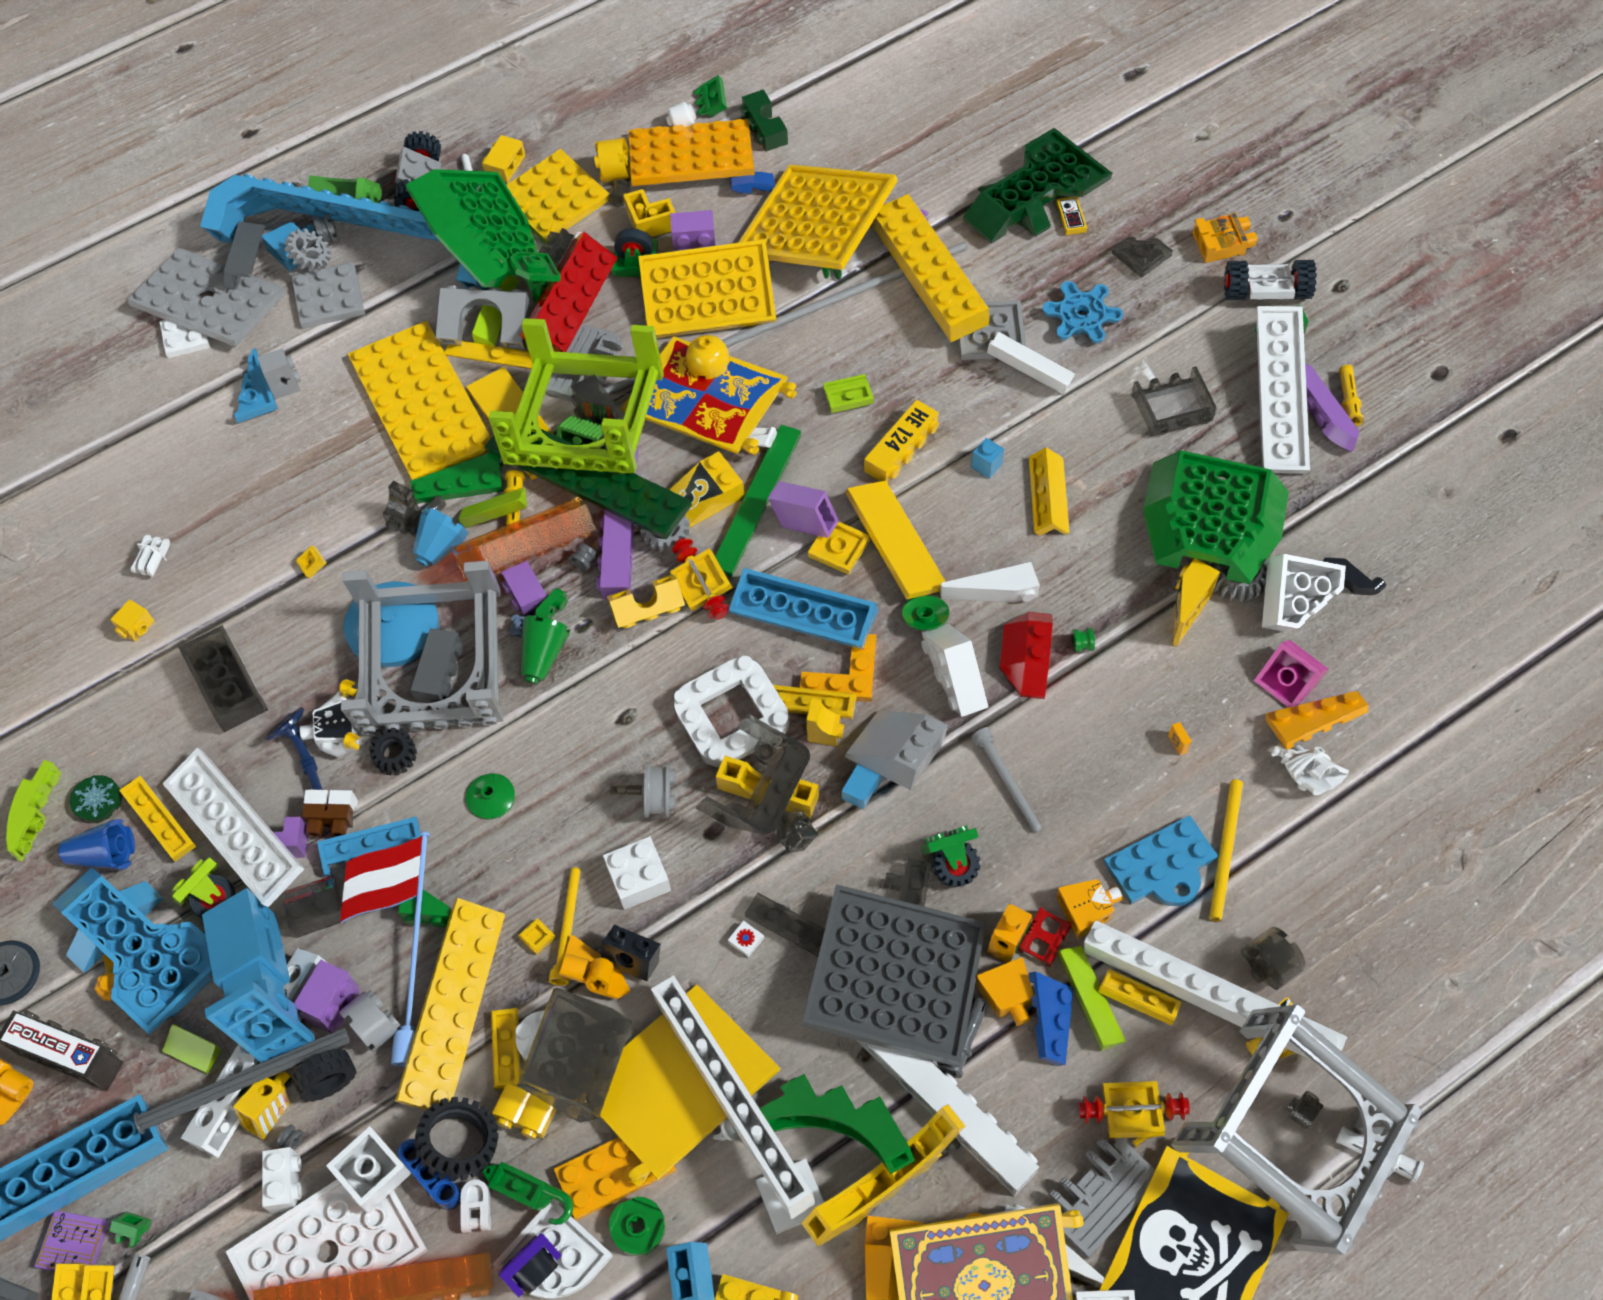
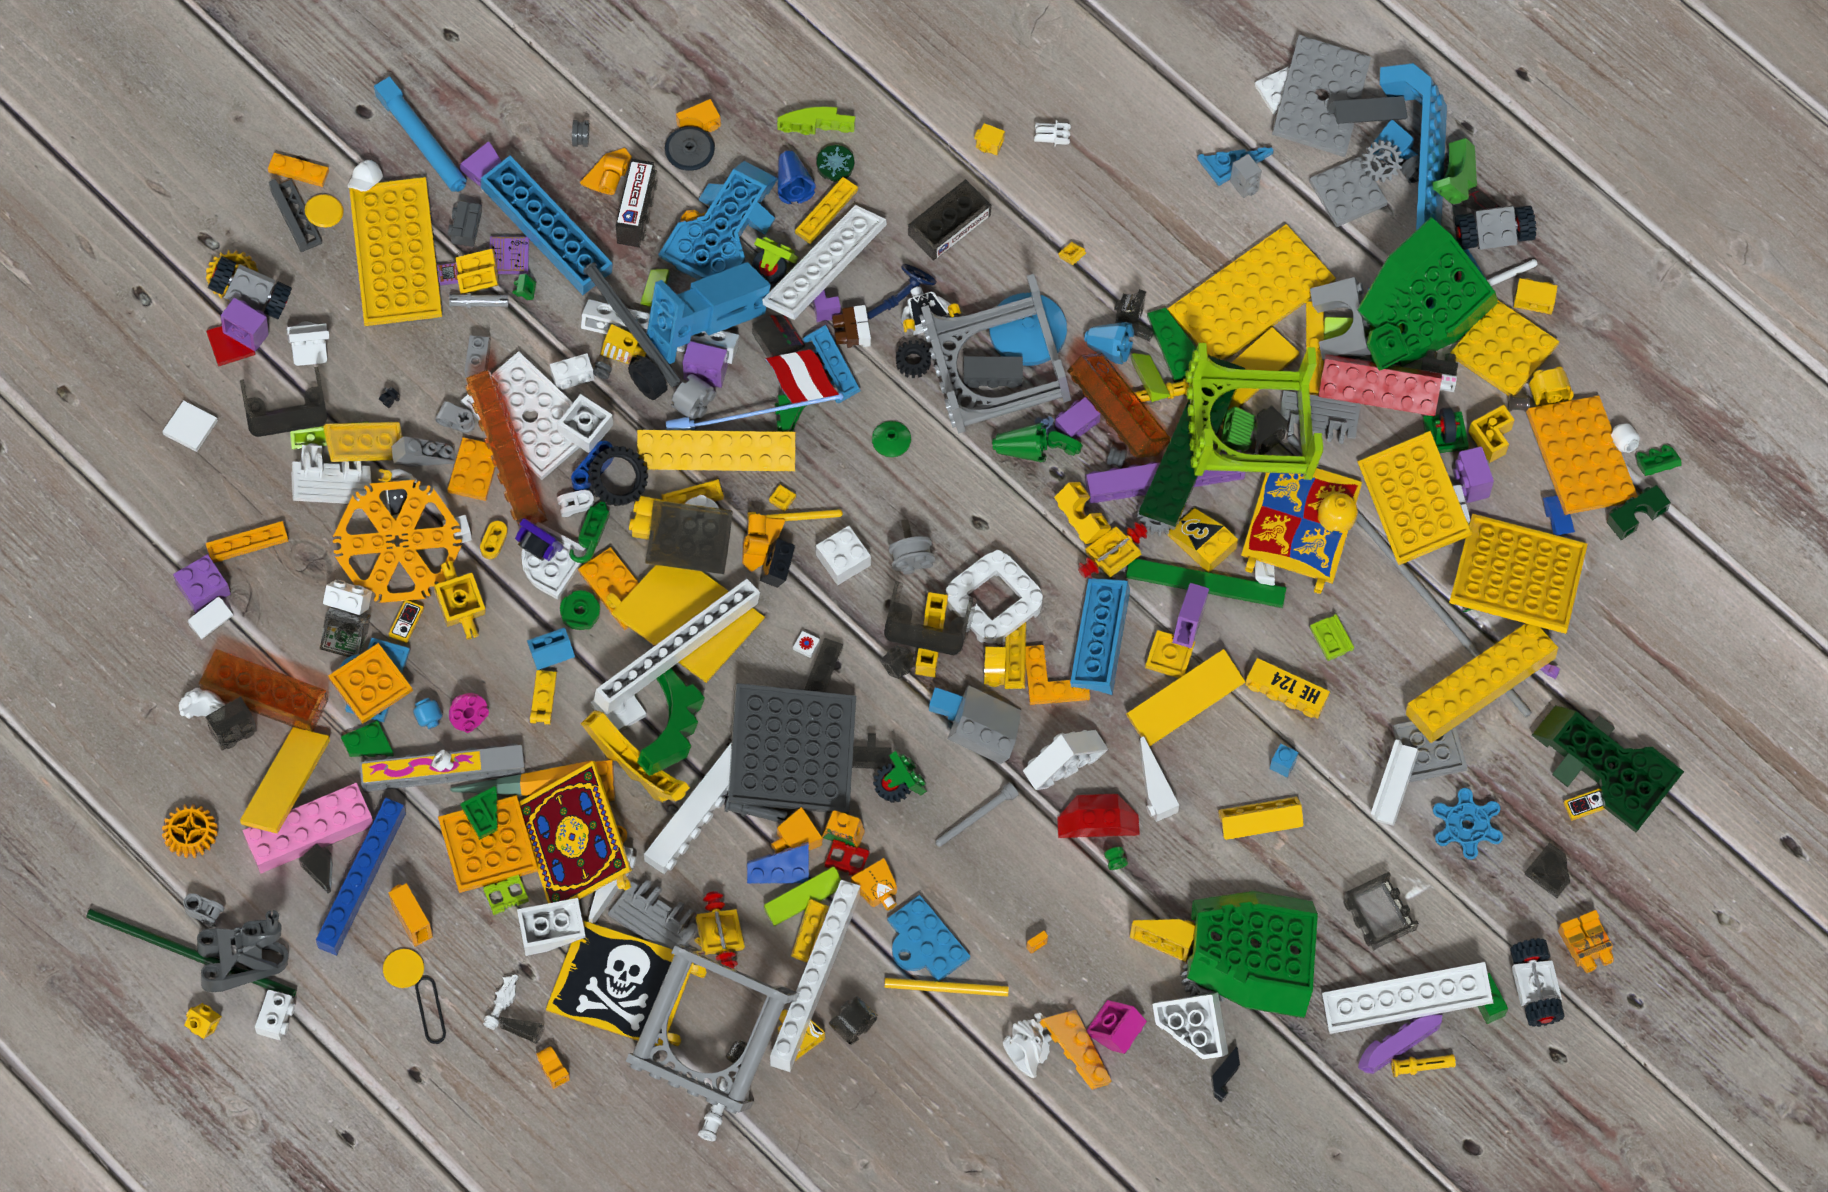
camera: 75 degrees right, 5 degrees up
(925, 613) = (1119, 725): green dish -> none

